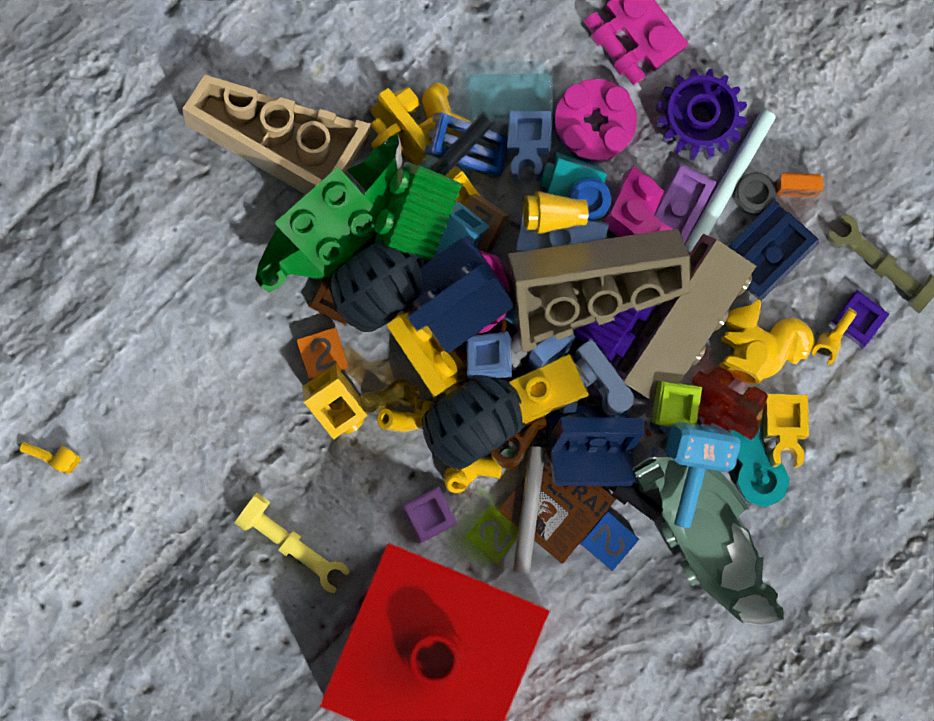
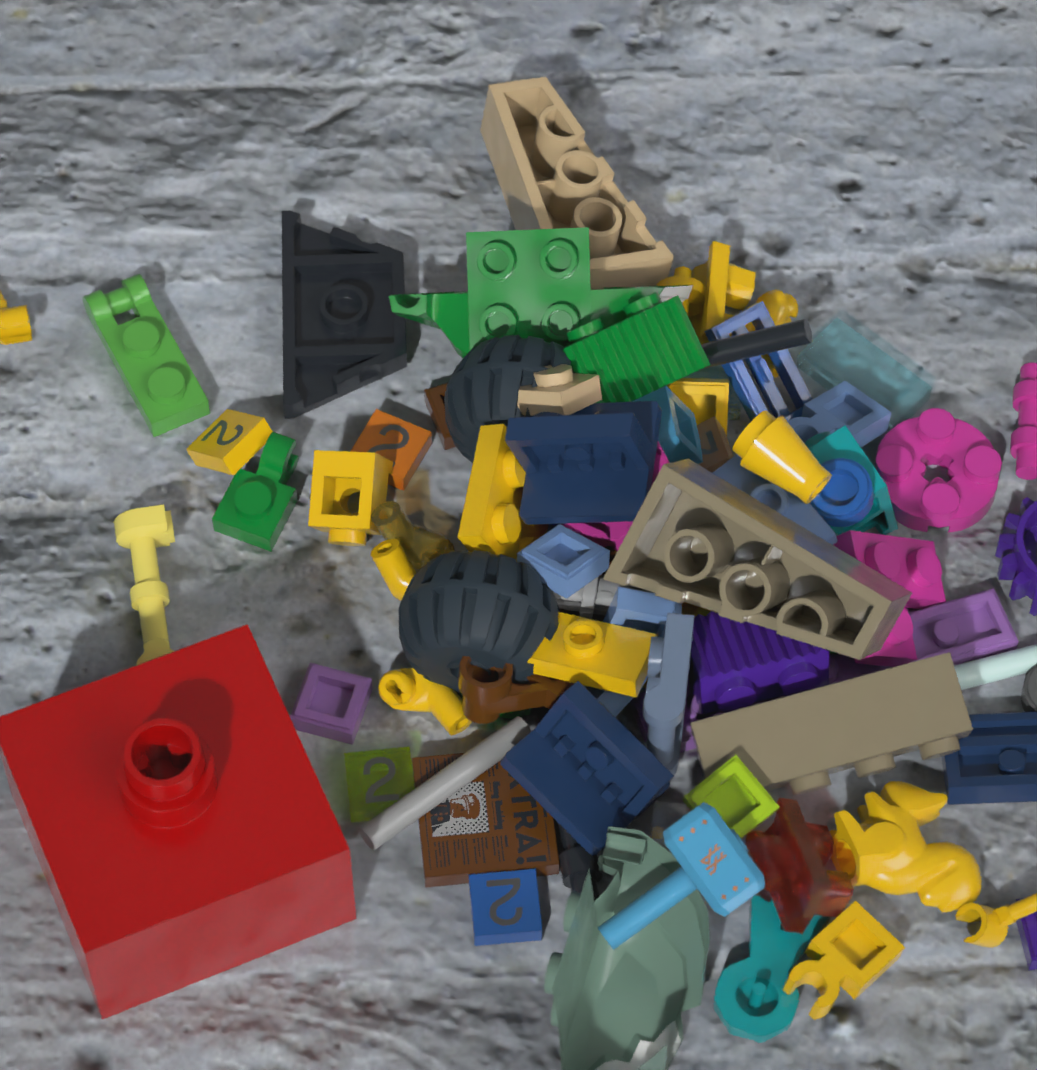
camera: 50 degrees right, 25 degrees down
(150, 414) = (147, 357): none -> bright green plate
(222, 301) = (337, 314): none -> black wing
(244, 425) = (230, 442): none -> yellow tile
(289, 443) = (260, 503): none -> green plate
(411, 272) = (559, 391): none -> tan plate

